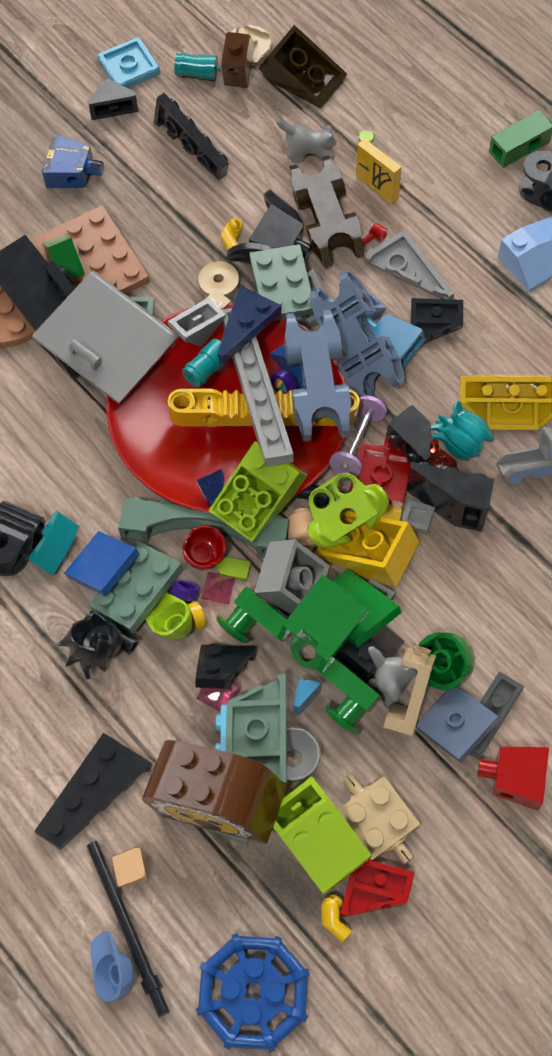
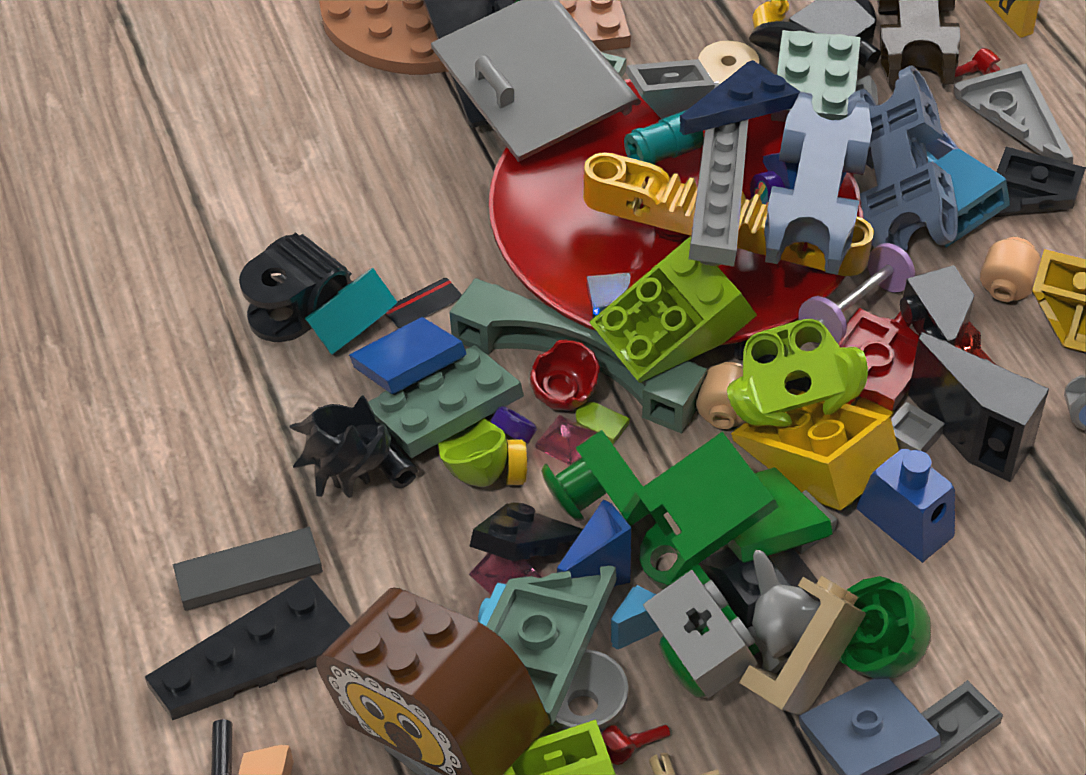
camera: 20 degrees right, 15 degrees down
(63, 739) = (247, 568): none -> dark grey tile
(94, 517) = (424, 302): none -> black sticker
(270, 660) = (601, 543): none -> blue slope
(288, 574) = (670, 427): light grey brick -> none
(323, 777) = (622, 747): none -> red hand
(335, 699) = (718, 654): none -> light grey brick
(434, 571) = (911, 503): none -> blue torso
(441, 387) = (1010, 268): none -> light nougat head
(462, 433) = (1021, 329): teal hair -> none

